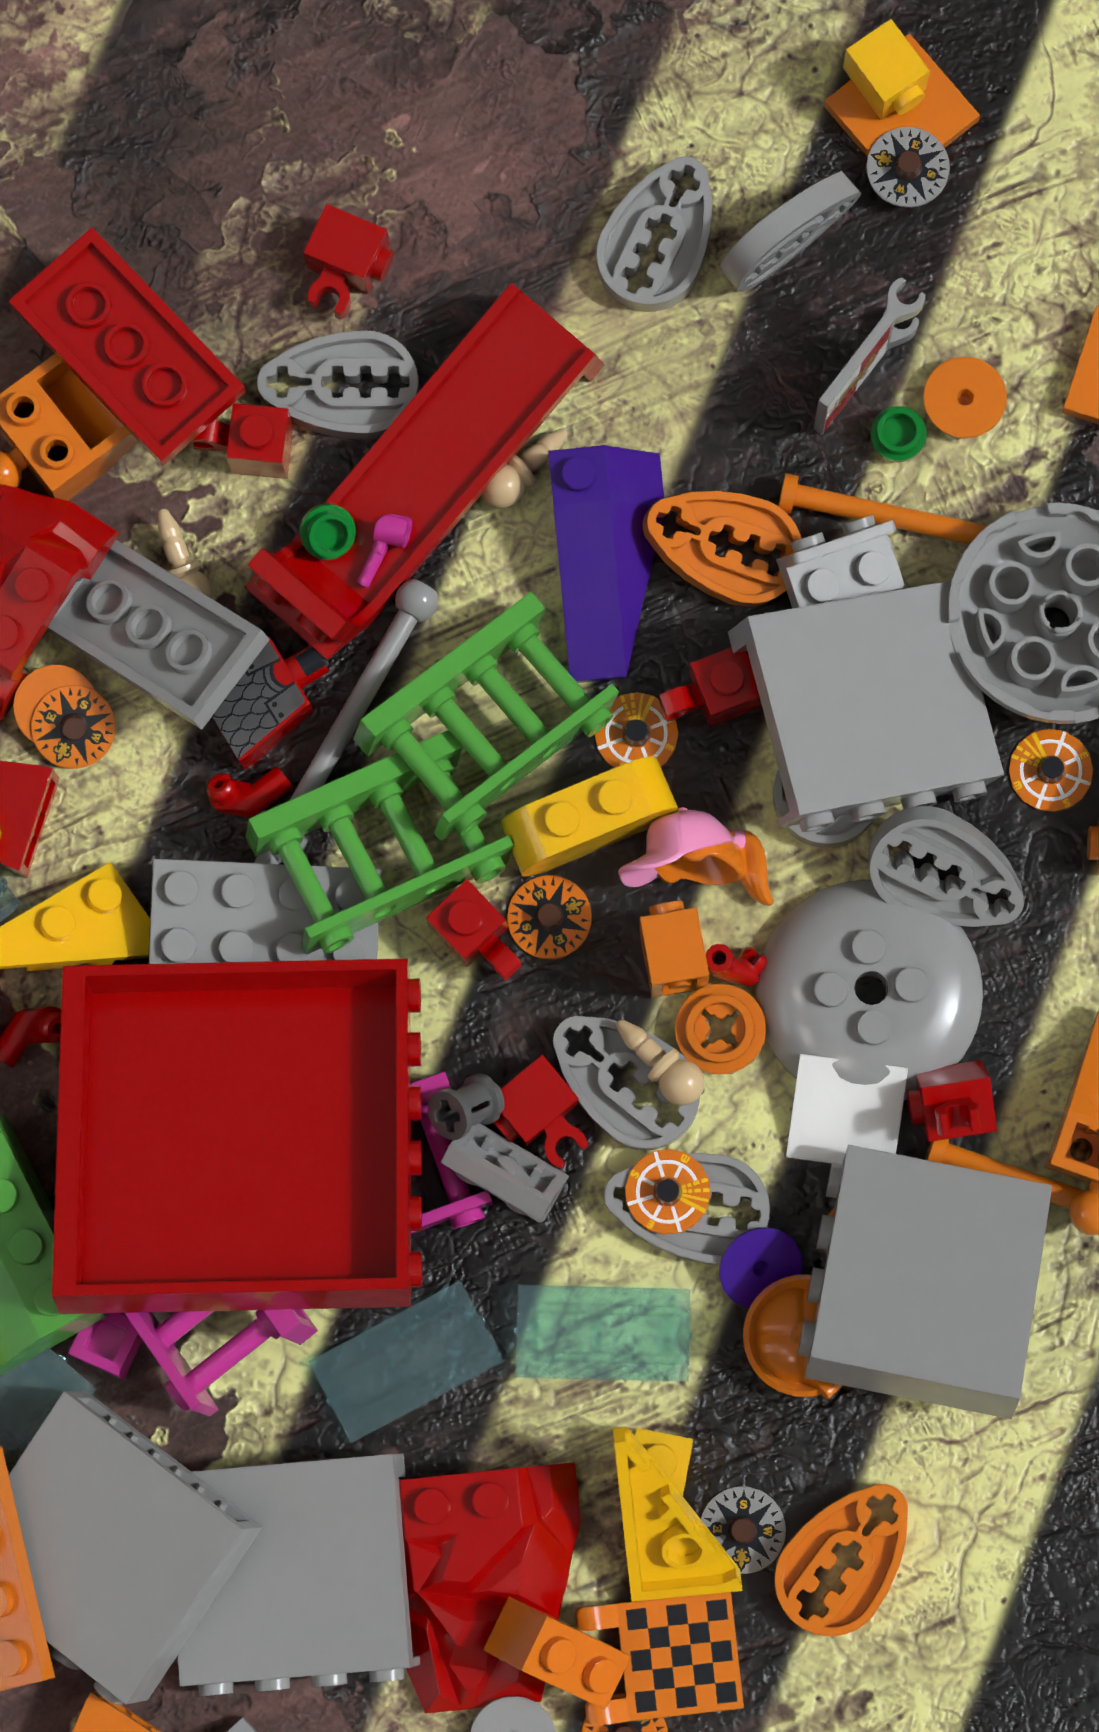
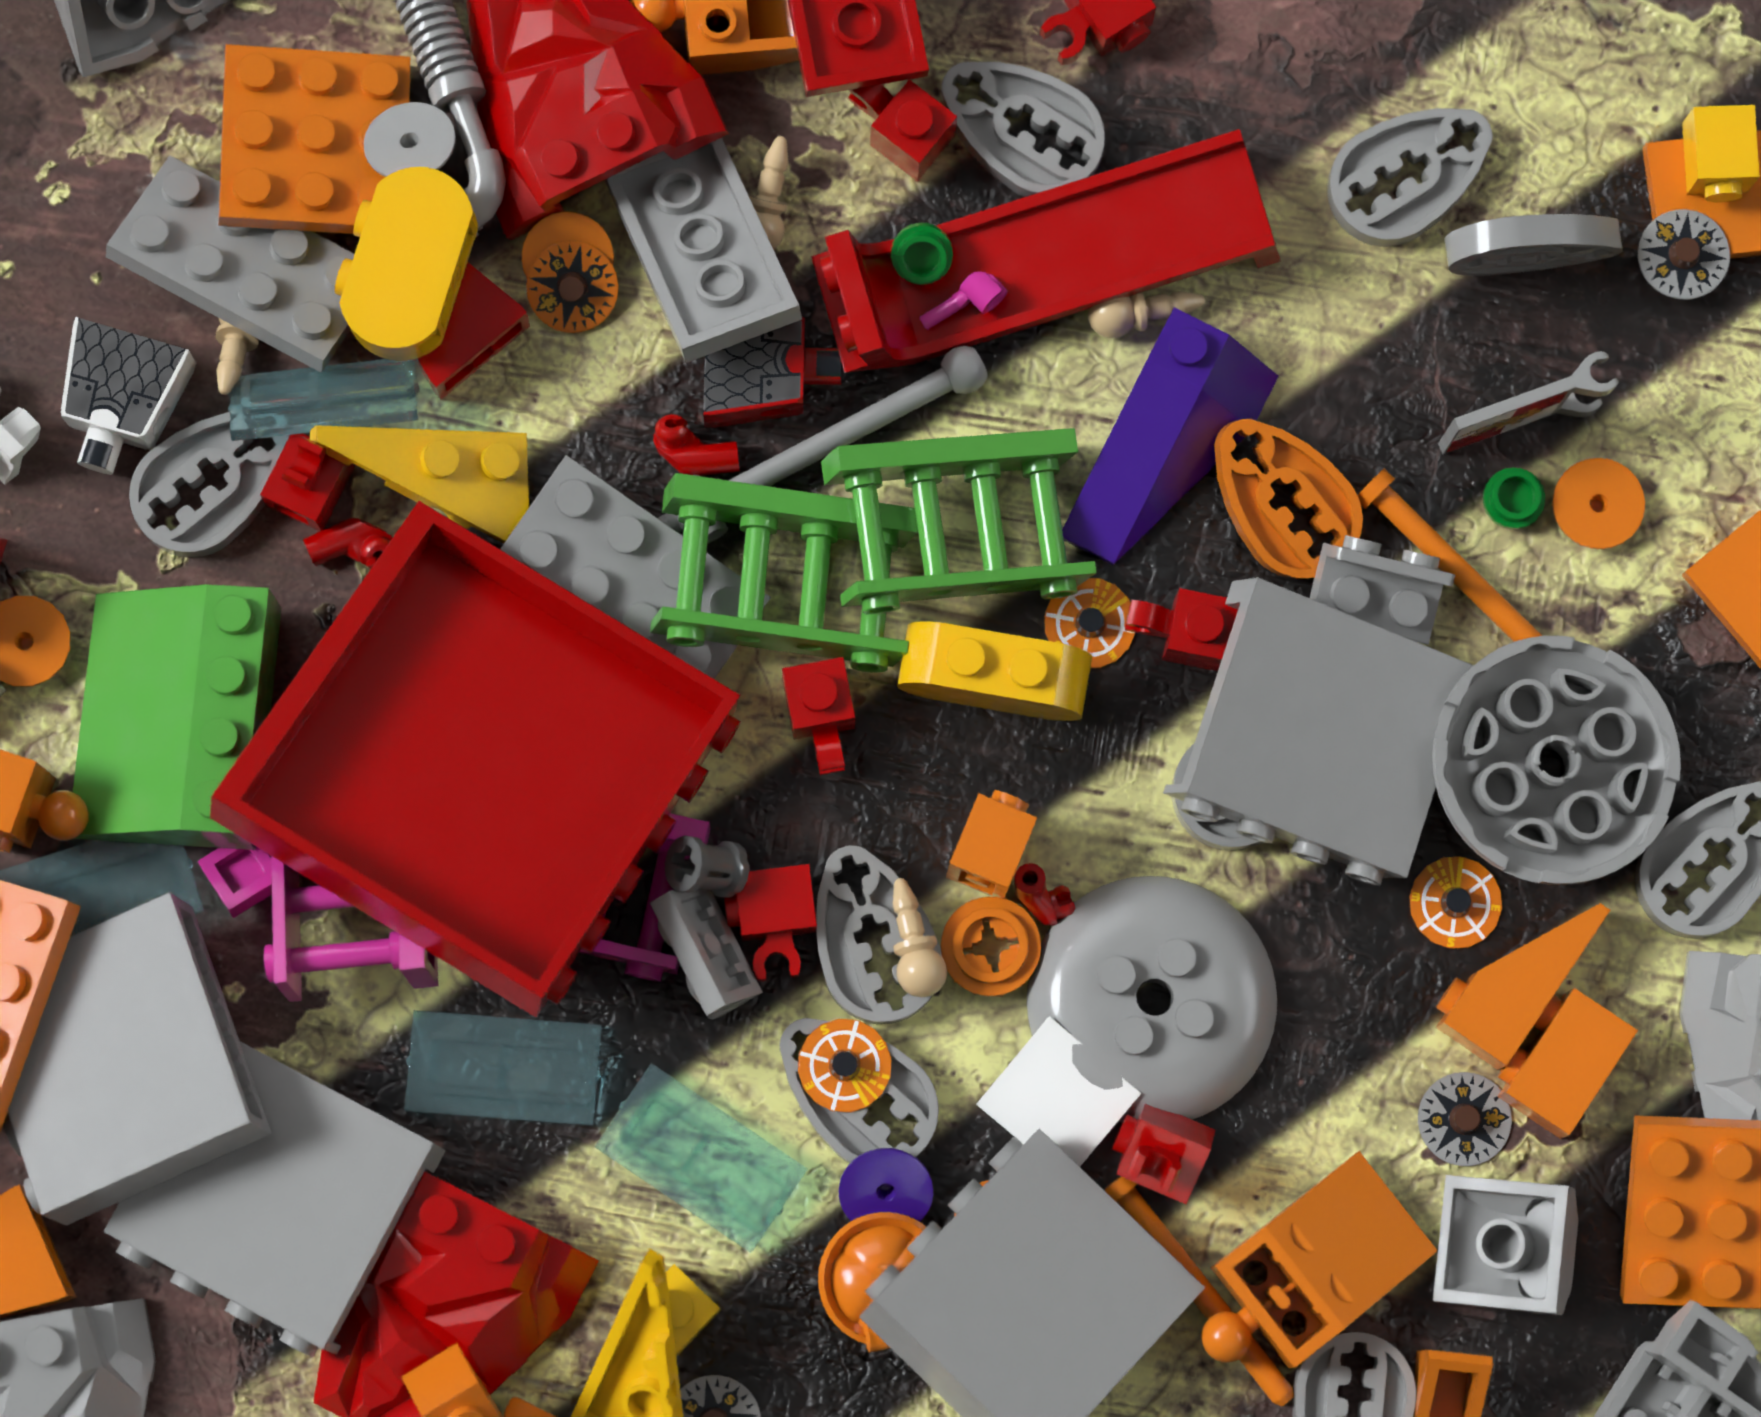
camera: 20 degrees right, 0 degrees up
(549, 917) = (899, 742): piece -> none
(700, 850) = (1080, 770): hair -> none
(951, 841) = (1316, 908): light grey piece -> none

